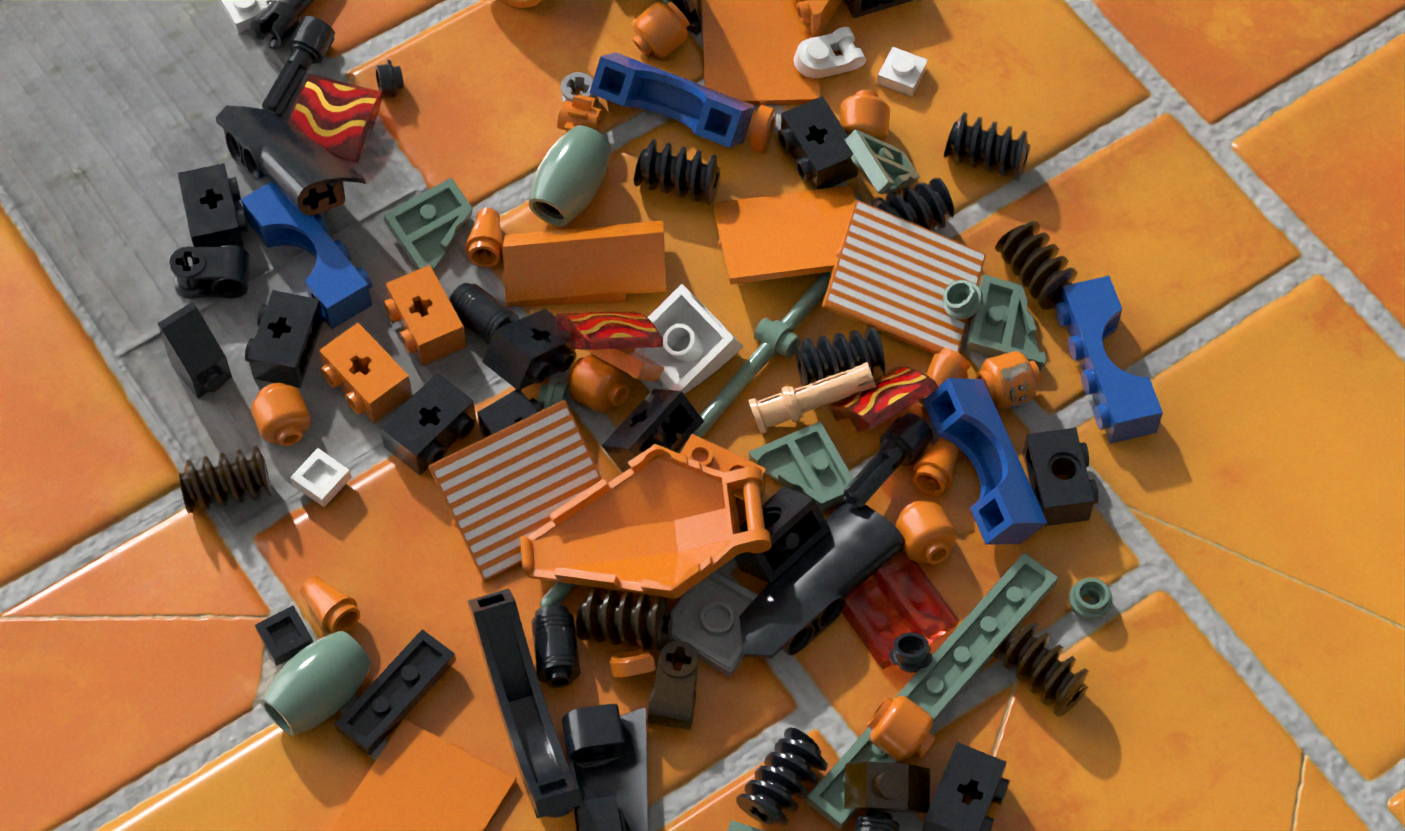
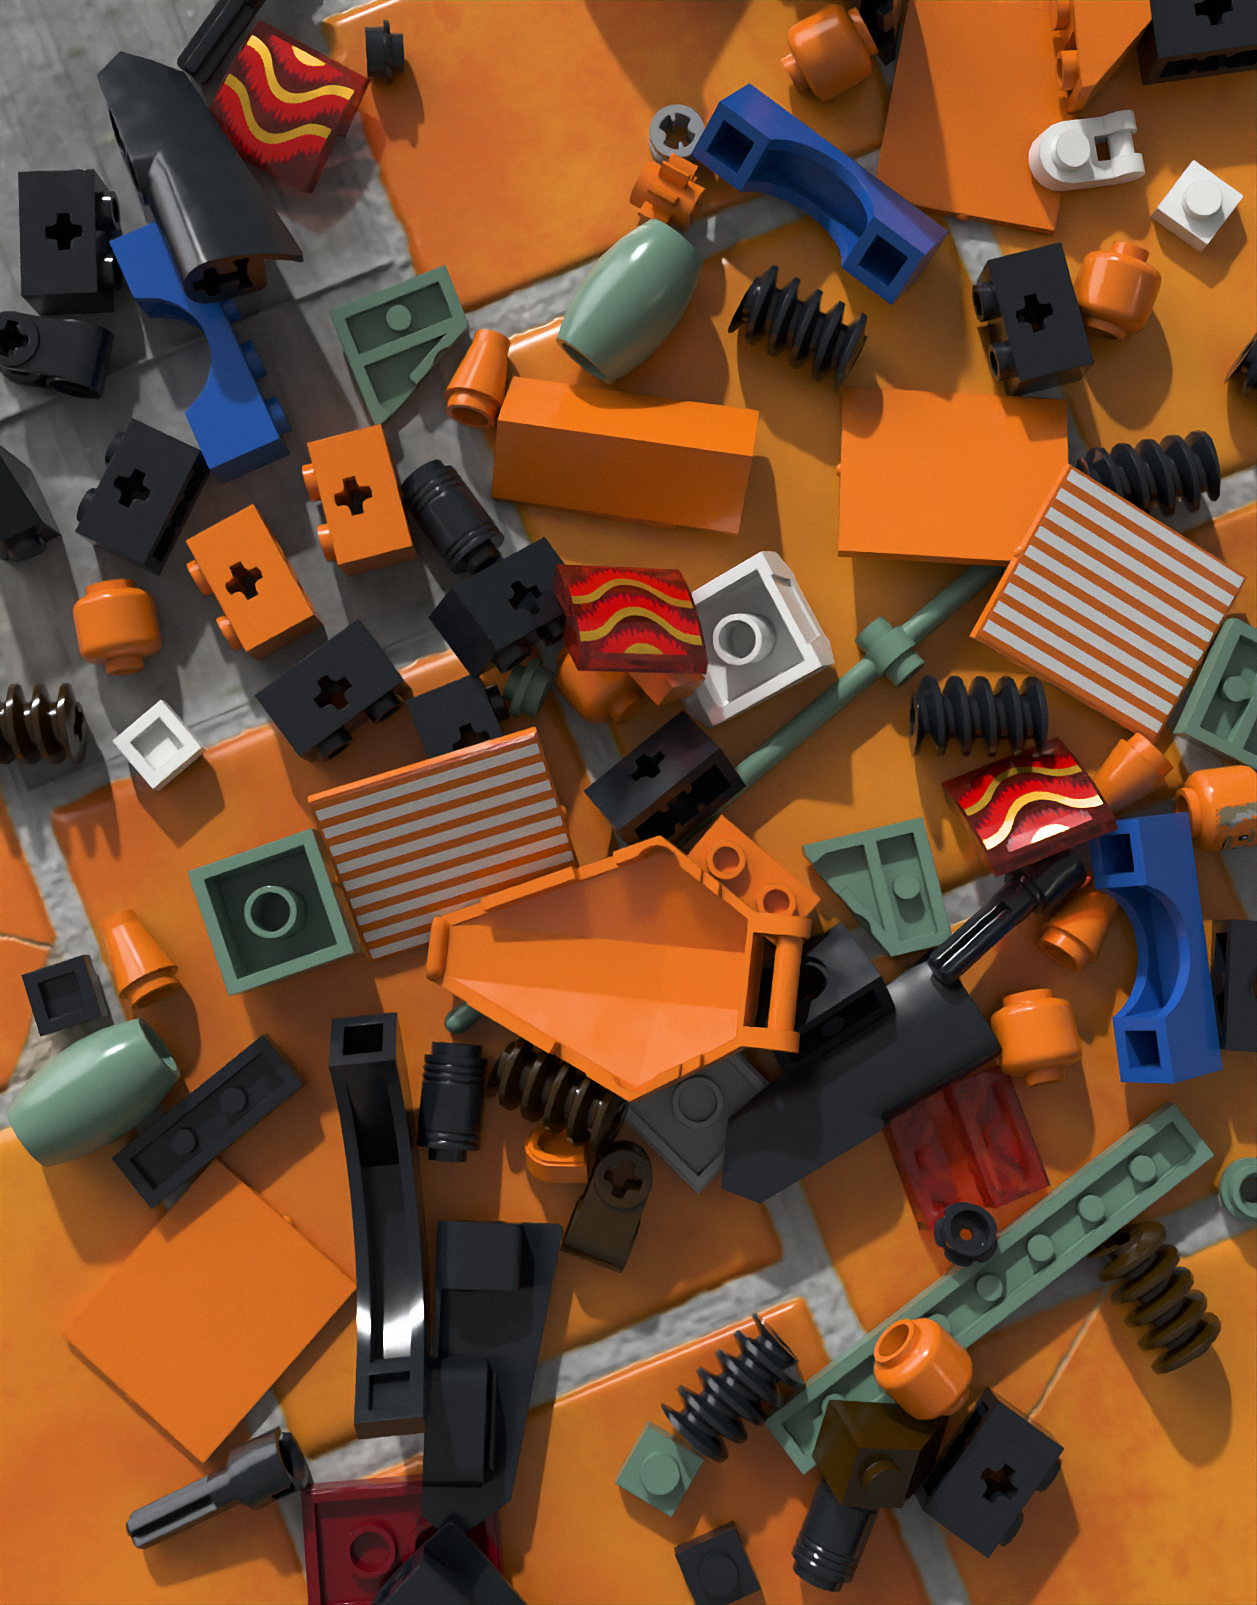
camera: 15 degrees right, 25 degrees up
(418, 551) = (275, 912): none -> sand green brick
(762, 128) = (952, 270): orange tile -> none
(794, 402) = (889, 778): light nougat pin -> none
(883, 163) = (1127, 390): sand green wing -> none
(957, 293) = (1186, 643): sand green plate -> none

